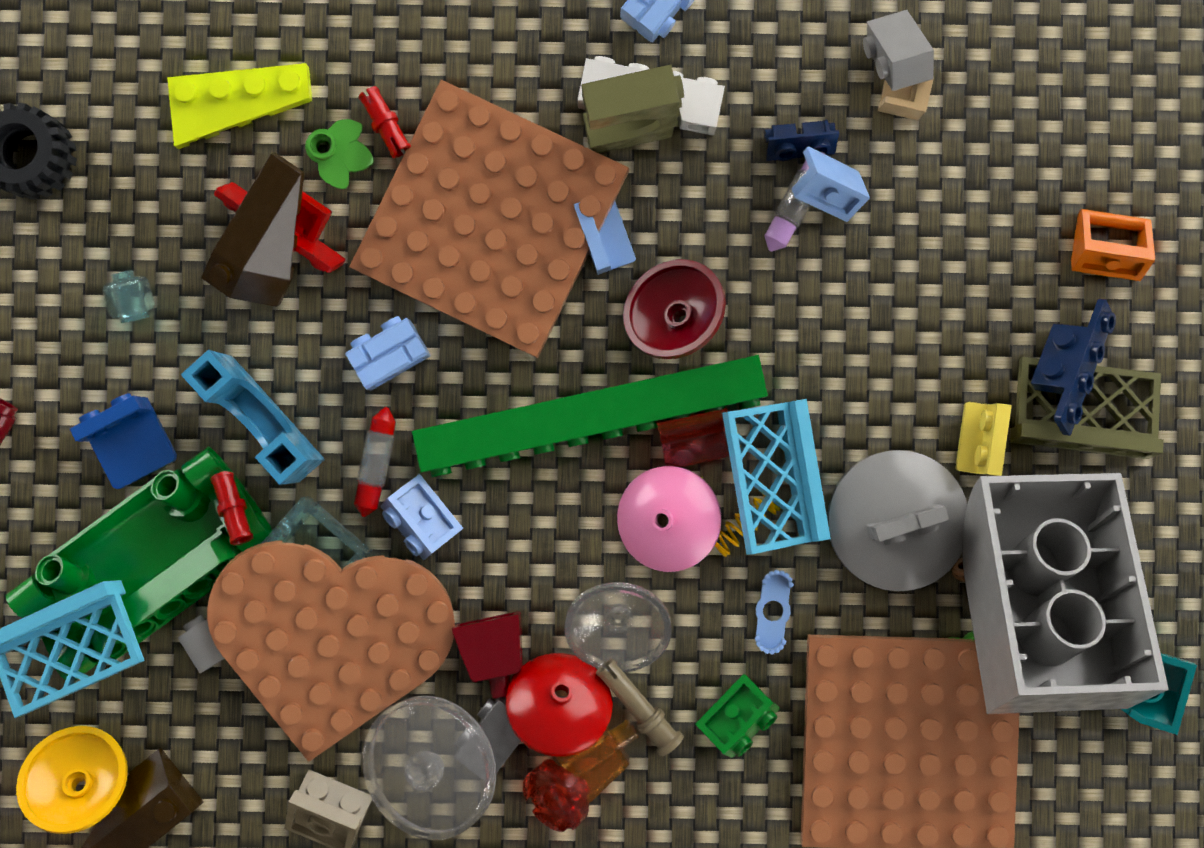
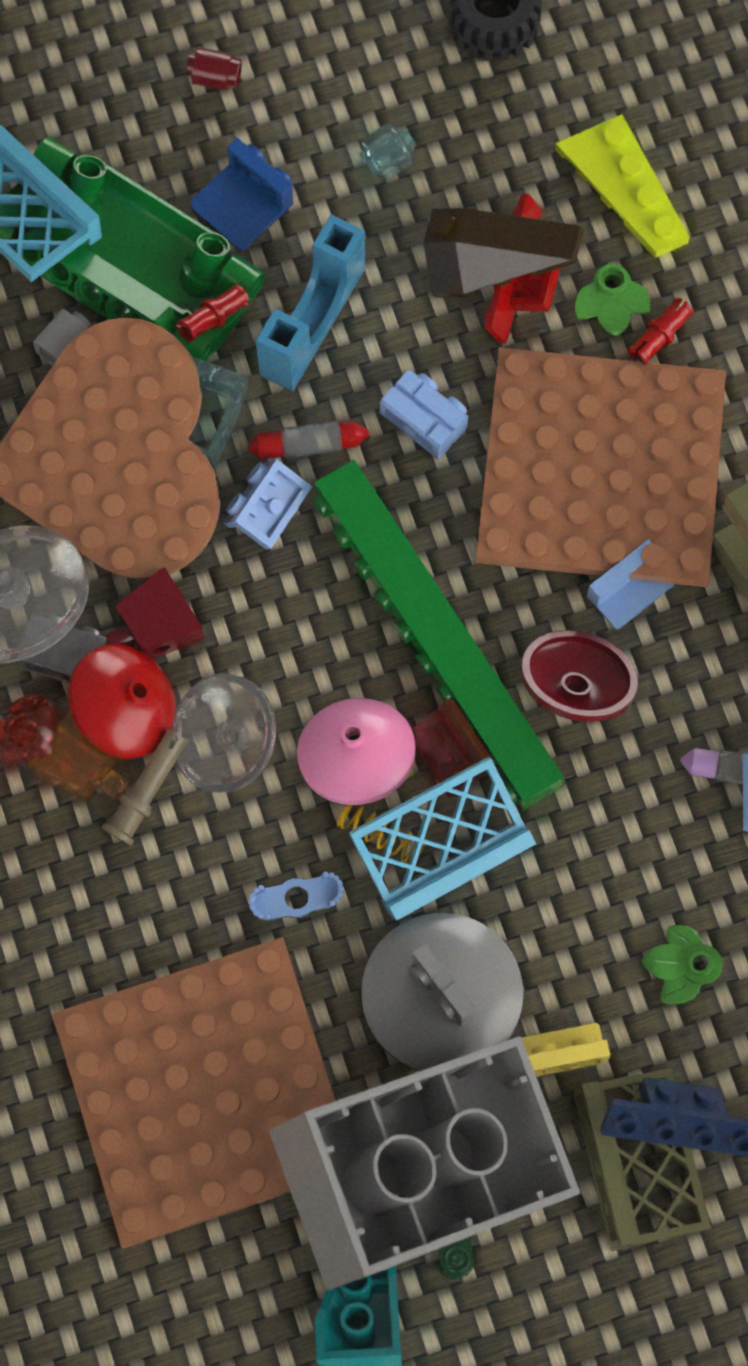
camera: 70 degrees right, 15 degrees down
(738, 717) = (169, 898): green bracket -> none
(940, 320) = (676, 965): none -> bright green plate

